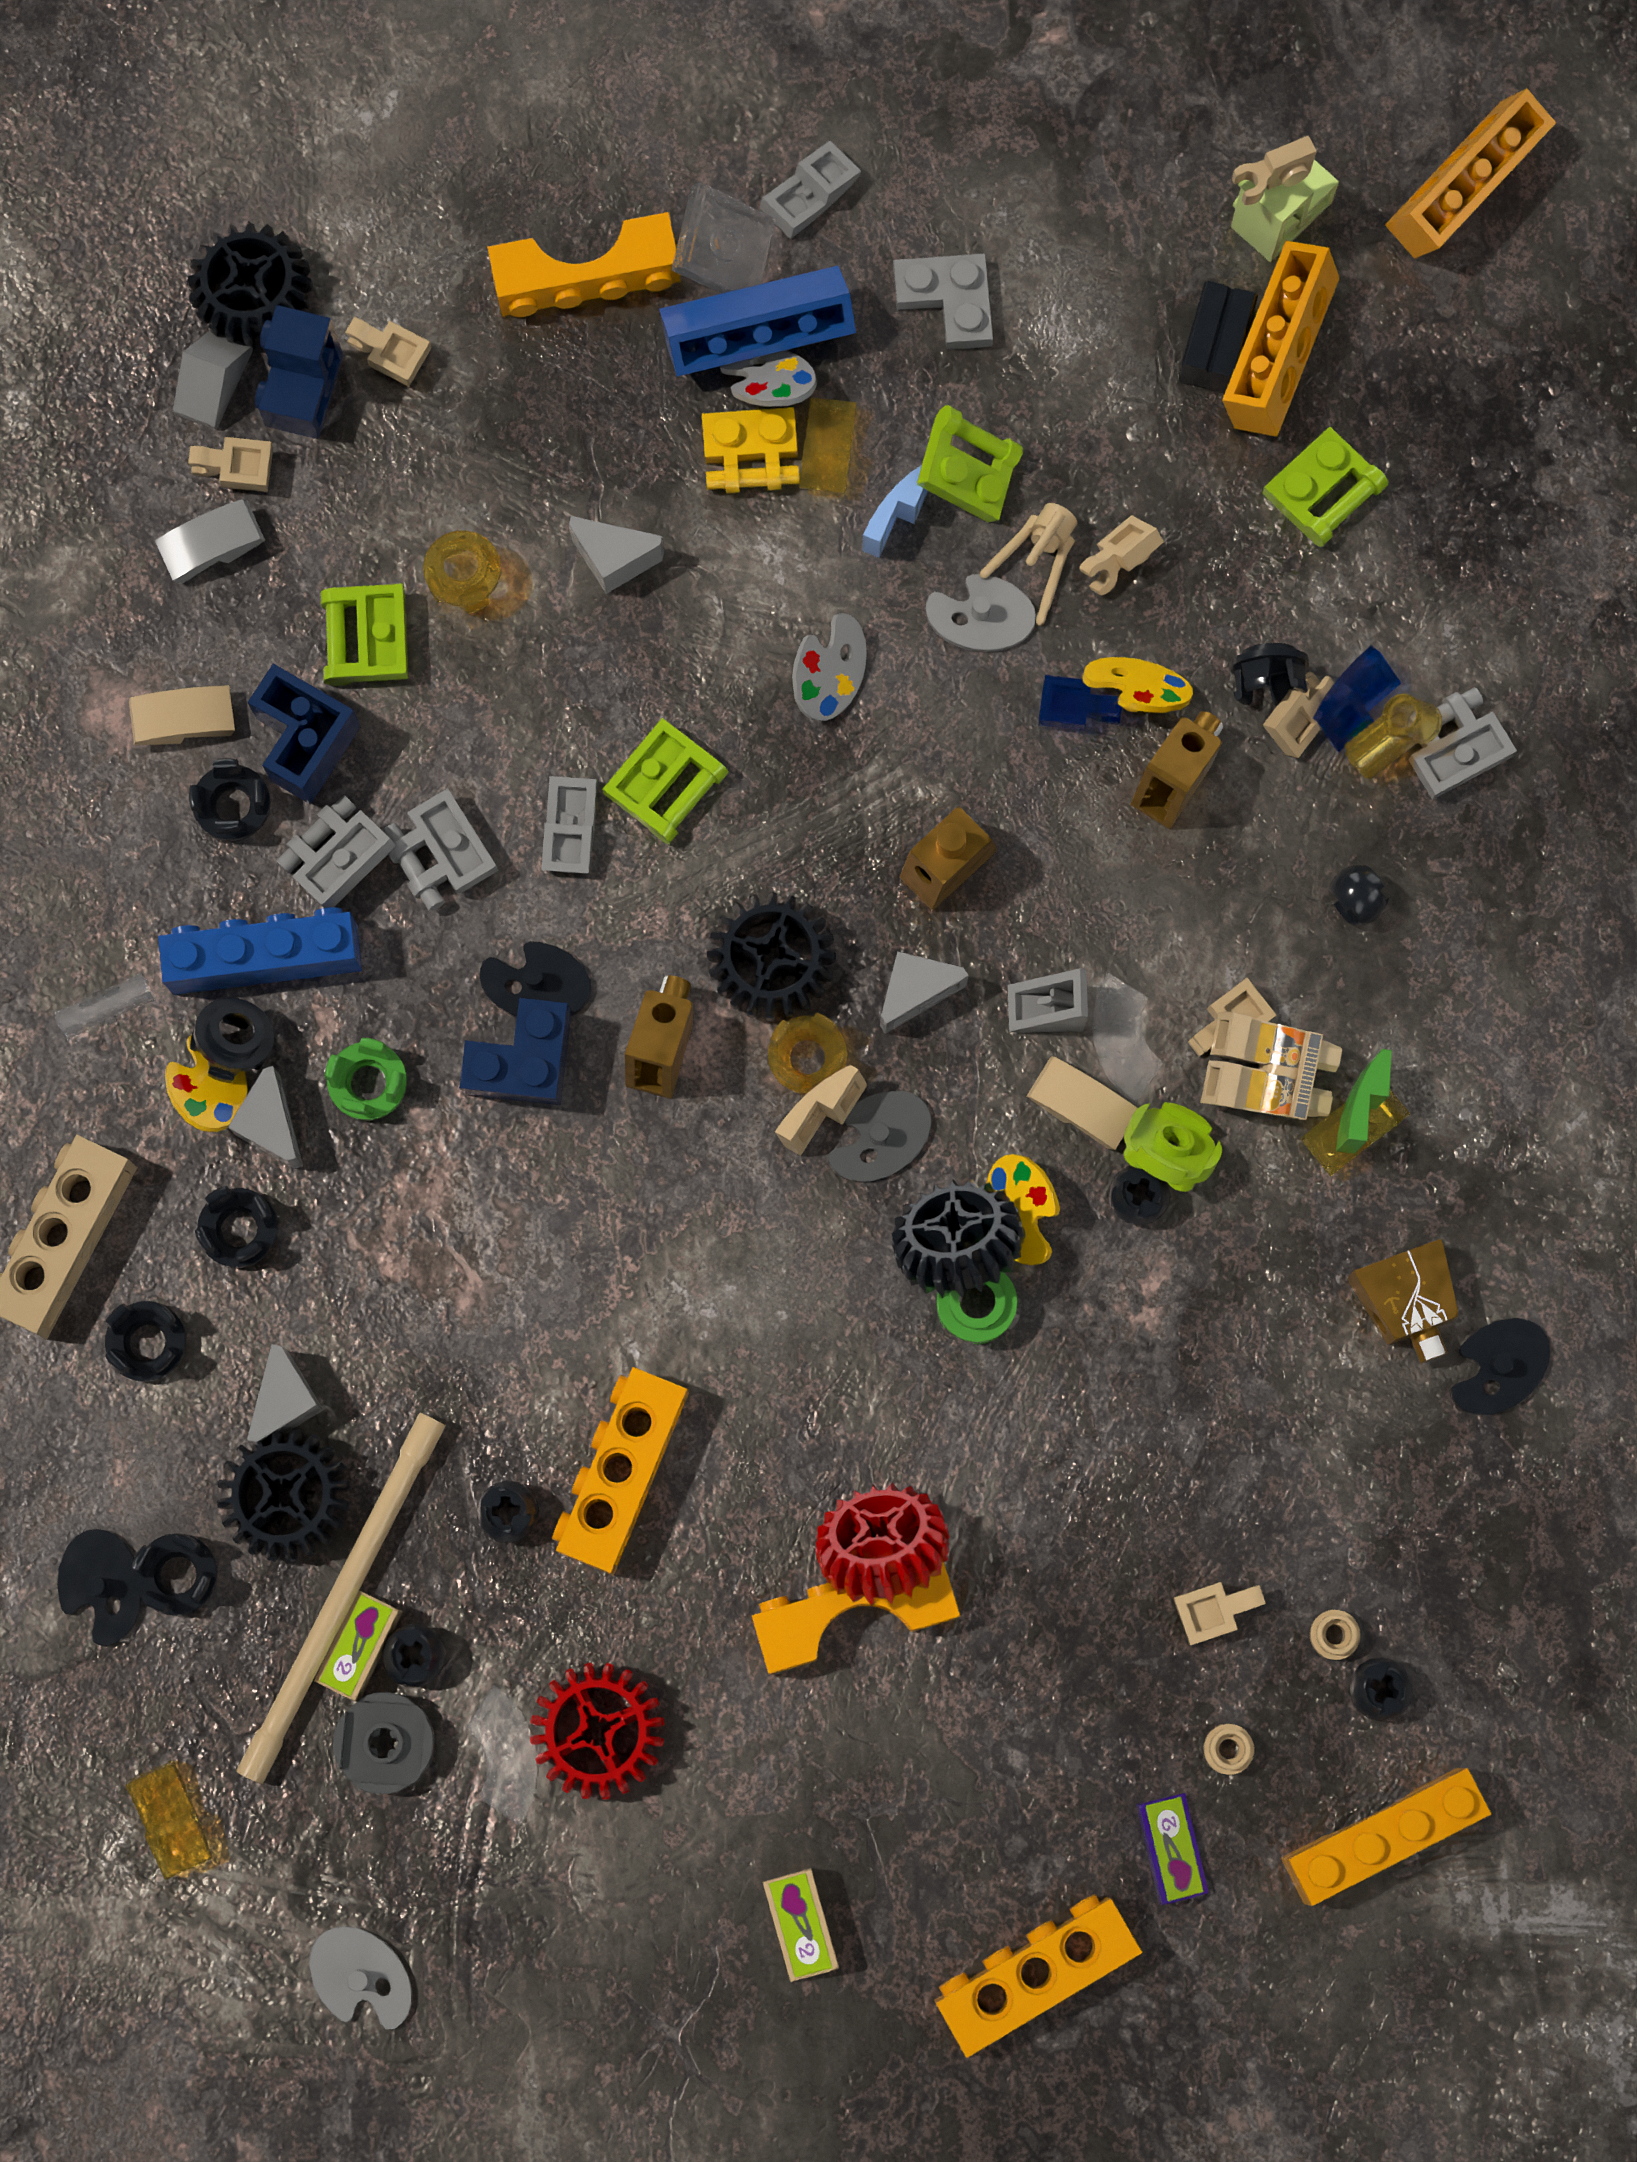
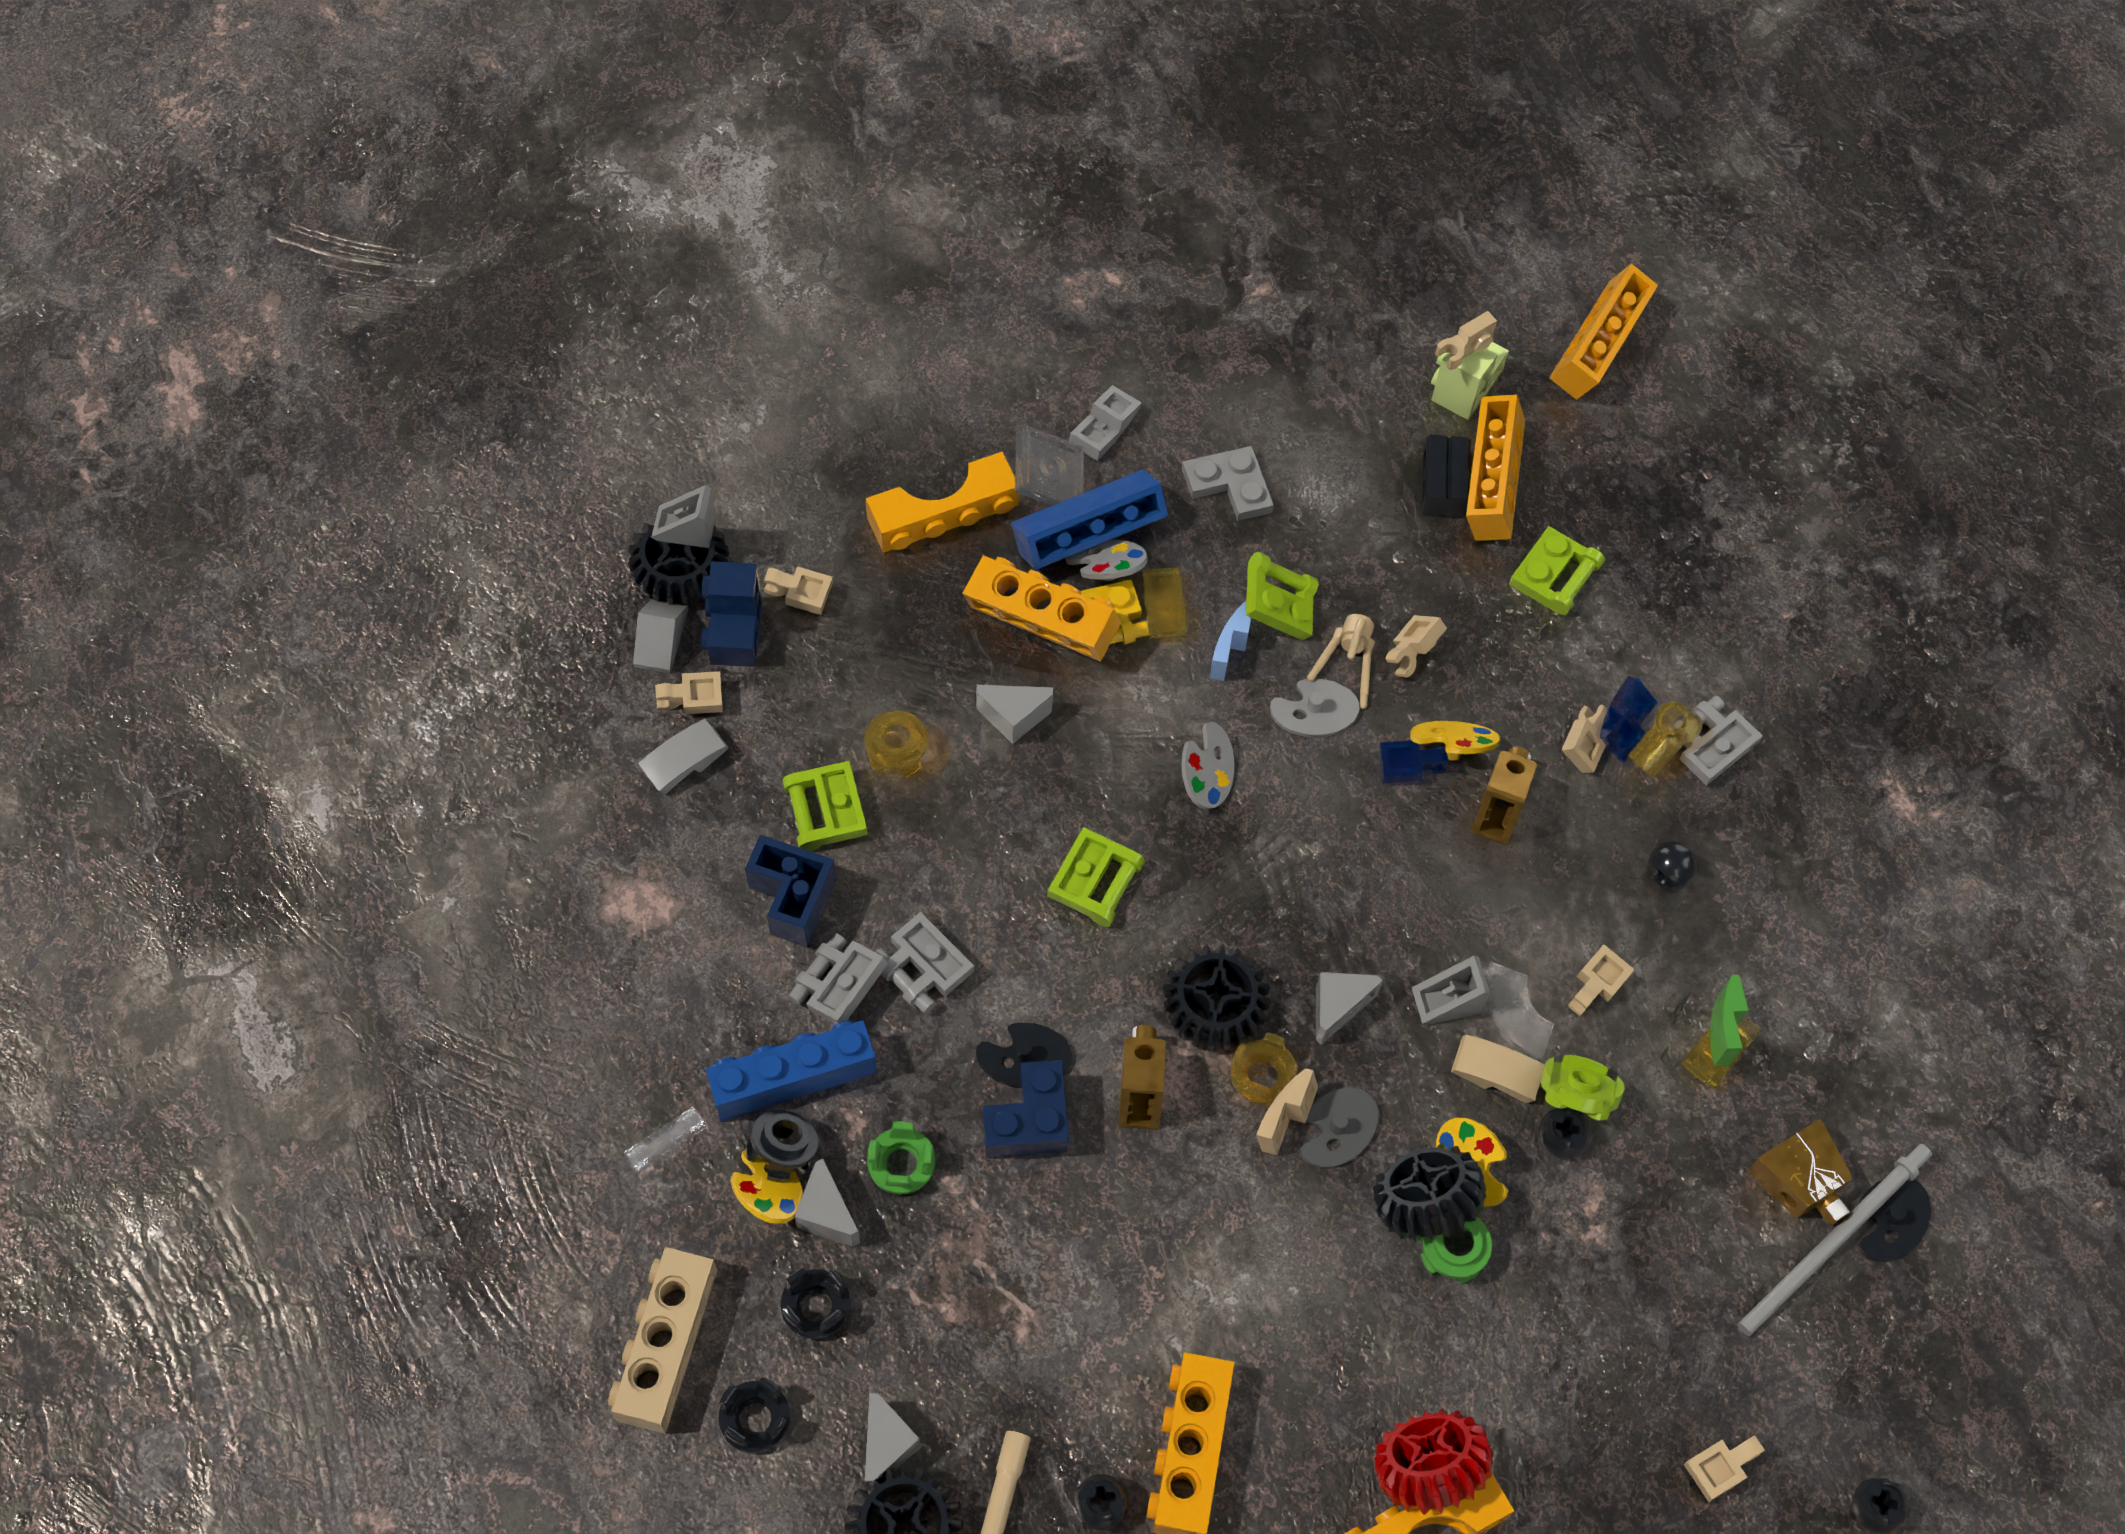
camera: 15 degrees left, 15 degrees down
(181, 714) = (686, 892): tan slope -> none
(223, 777) = (737, 935): black piece -> none
(262, 240) = (687, 519): none -> light grey slope
(569, 824) = (1025, 924): light grey slope -> none
(722, 475) = (1088, 636): none -> light orange brick
(949, 857) = (1345, 888): pearl gold torso -> none
(1269, 666) = (1556, 703): black piece -> none
(1285, 1069) = (1642, 1010): tan hips -> none
(1350, 1632) = (1835, 1459): tan plate -> none
(1528, 1315) = (1905, 1169): none -> light grey bar

